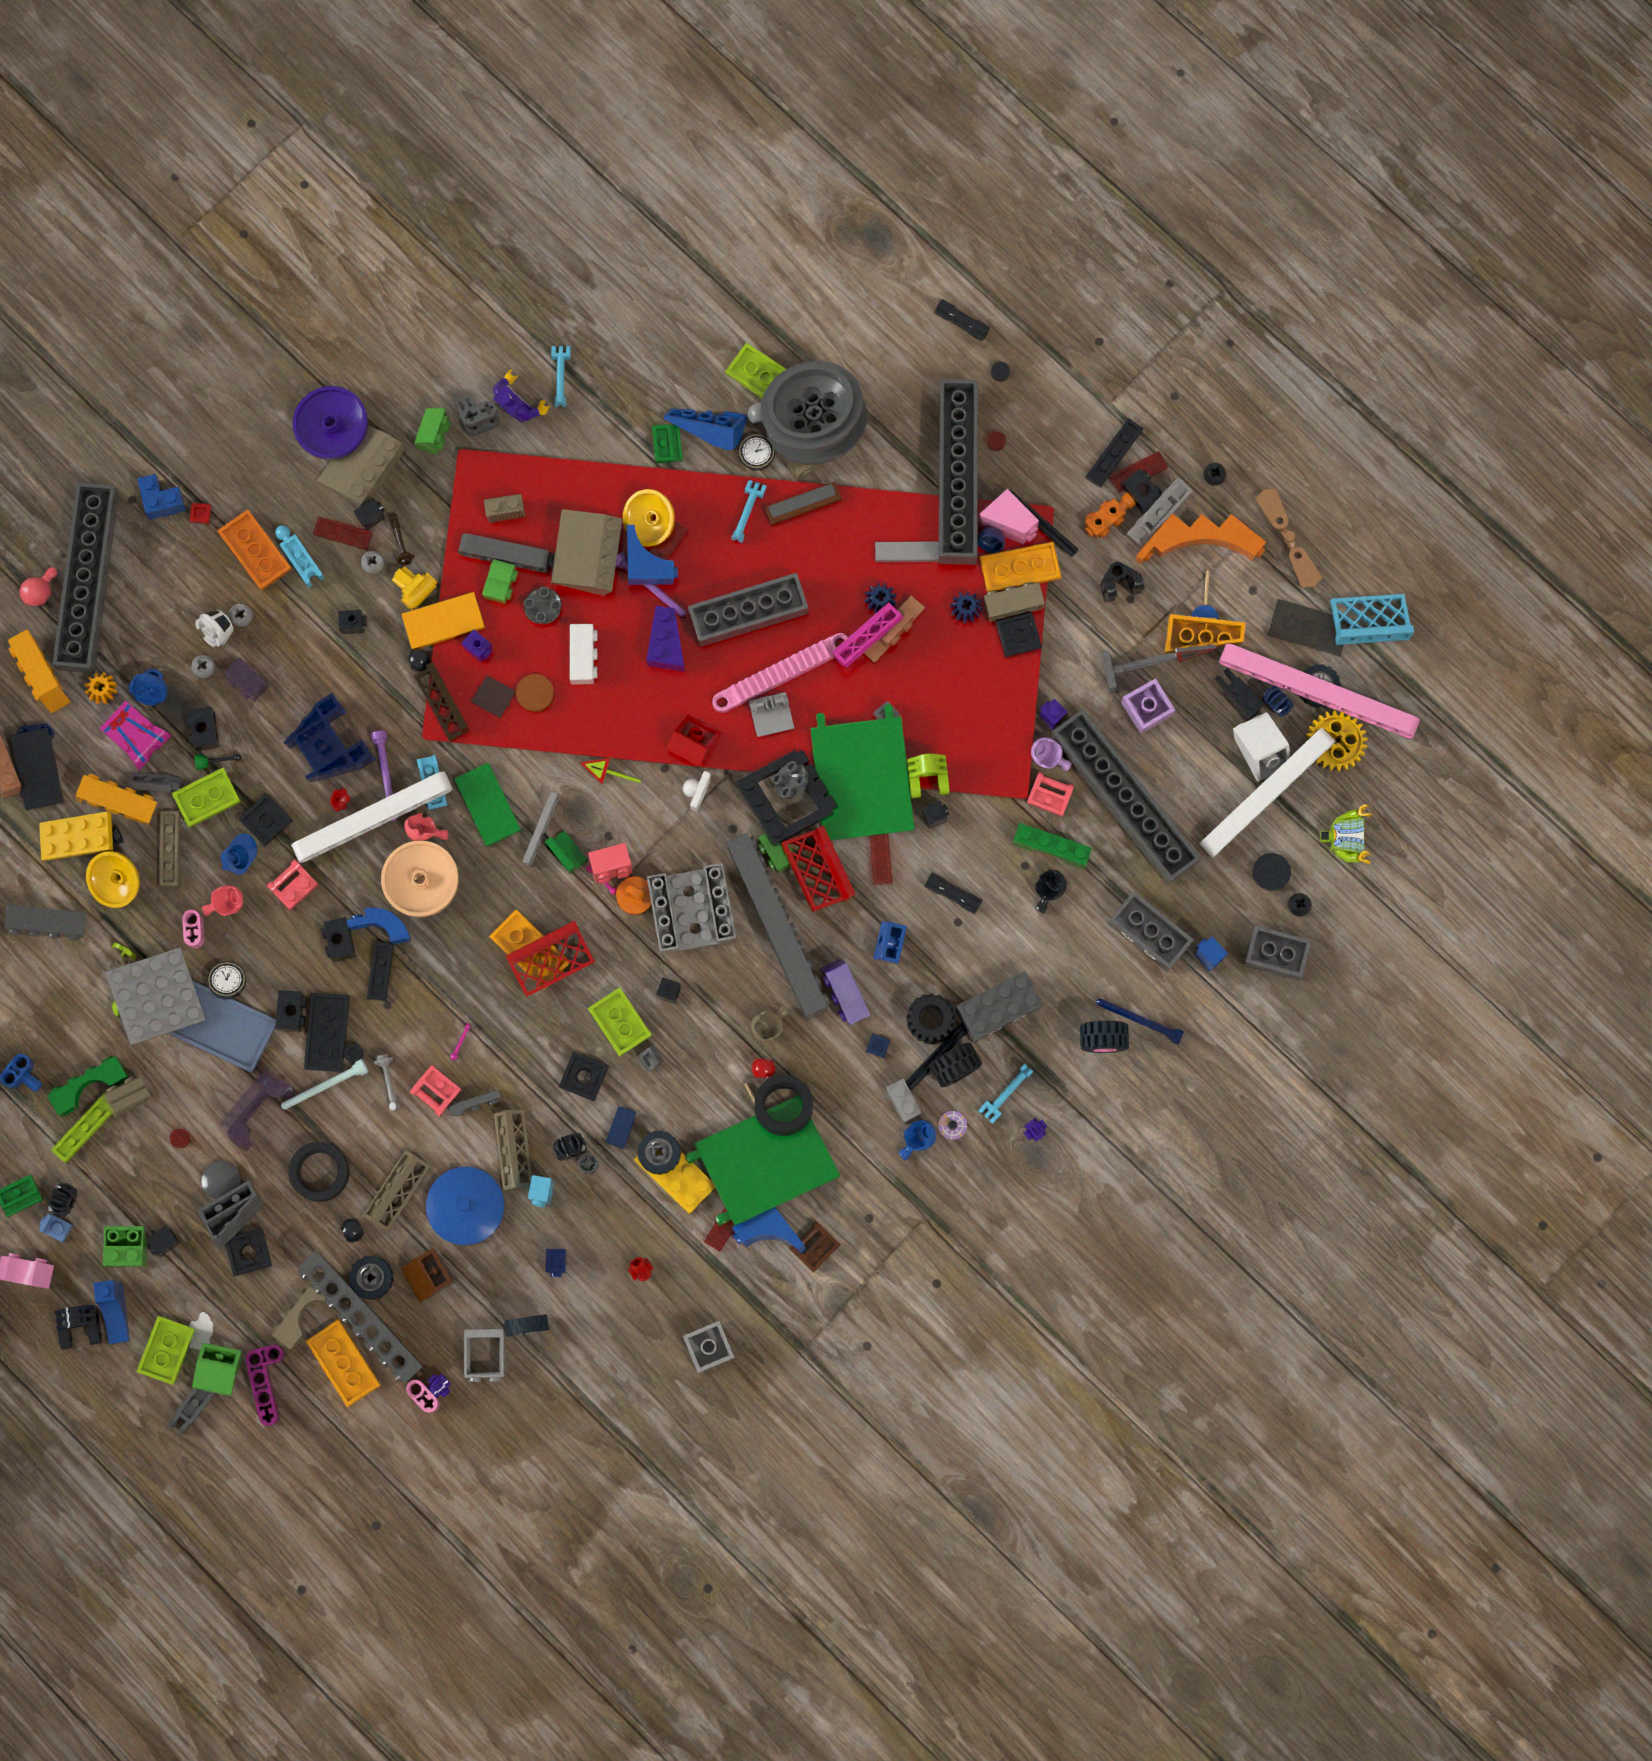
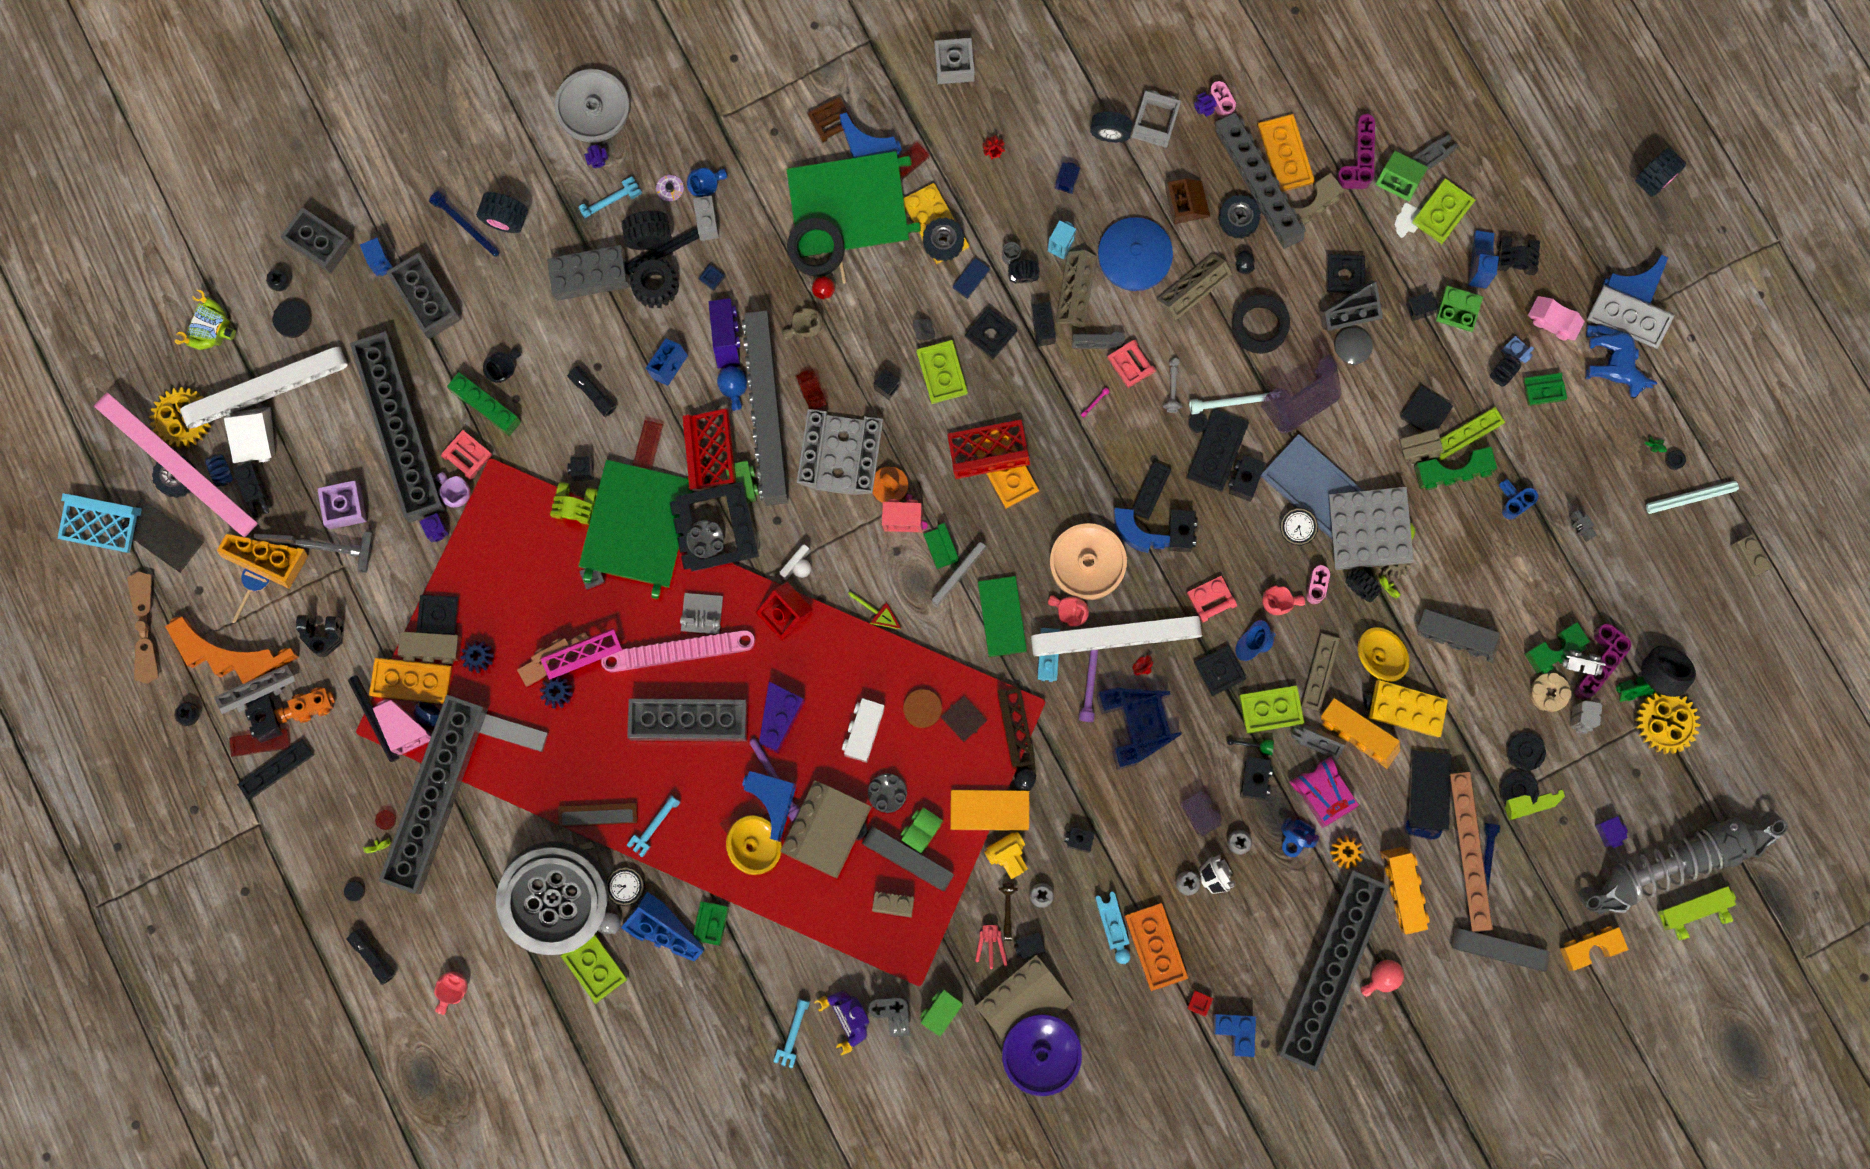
camera: 160 degrees left, 0 degrees up
(131, 1136) = (1426, 410): none -> black tile
(148, 939) = (1363, 585): none -> black tyre
(179, 1138) = (1381, 396): clear red tile -> none
(342, 533) = (1063, 937): clear red tile -> none
(408, 513) = (990, 933): none -> coral plant
(477, 646) = (963, 771): dark purple brick -> none
(534, 1100) = (1043, 324): none -> black brick
(741, 963) = (811, 389): none -> clear red slope
(819, 945) = (732, 384): none -> blue hair
(879, 314) = (449, 990): none -> coral hair
(1000, 410) = (377, 847): none -> lime piece
(1058, 1179) = (592, 105): none -> light grey dish

